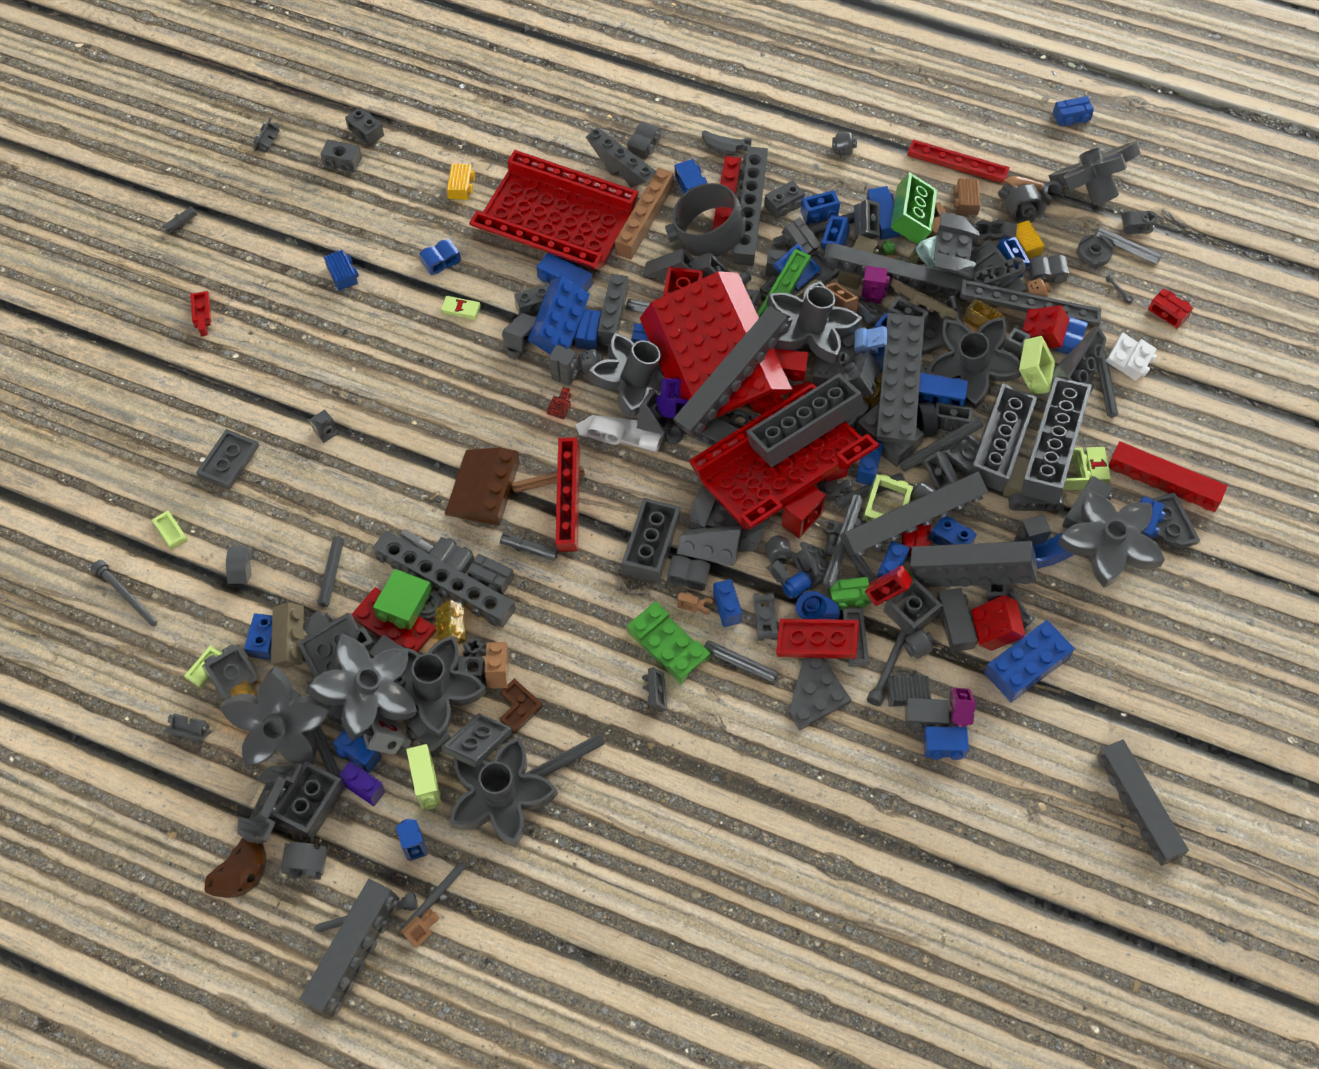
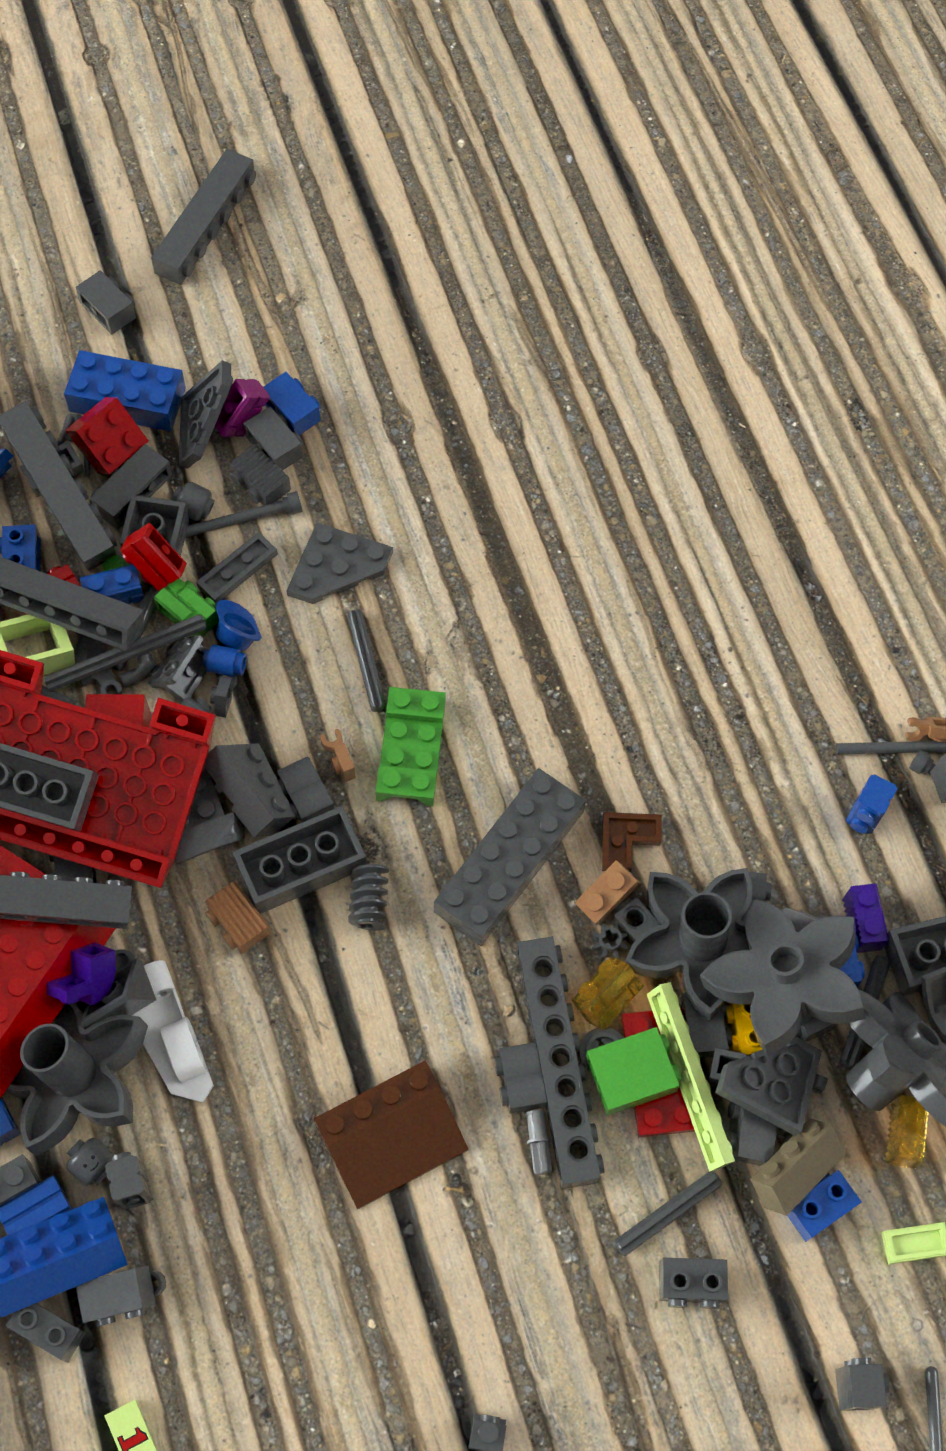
camera: 135 degrees left, 5 degrees up
(178, 578) = (861, 1385): none -> dark grey brick
(229, 670) = (898, 1197): dark grey plate -> none
(238, 564) = (767, 1336): dark grey brick -> none
(293, 554) = (693, 1281): none -> dark grey brick
(381, 626) = (694, 1086): none -> yellowish green plate
(424, 777) = (800, 852): yellowish green window -> none
(476, 740) = (710, 835): dark grey tile -> none
(491, 573) = (503, 1010): dark grey brick -> none
(500, 793) = (740, 765): dark grey plant -> none
(528, 546) = (426, 1001): dark grey pin -> none
(538, 481) = (311, 1061): medium nougat axle -> none
(560, 405) = (193, 1143): clear red plate -> none
(562, 639) = (509, 856): none -> dark grey brick
(567, 494) = (321, 1003): red brick -> none
(568, 756) = (647, 747): dark grey axle -> none
(602, 558) = (366, 896): none -> dark grey piece
(641, 489) = (237, 917): none -> medium nougat brick
(656, 689) = (485, 706): dark grey plate -> none
(727, 603) = (309, 719): blue brick -> none
(765, 616) = (289, 675): dark grey plate -> none
(818, 638) = (275, 595): red plate -> none
(977, 686) = (201, 411): none -> dark grey plate
(1109, 696) = (106, 301): none -> dark grey brick

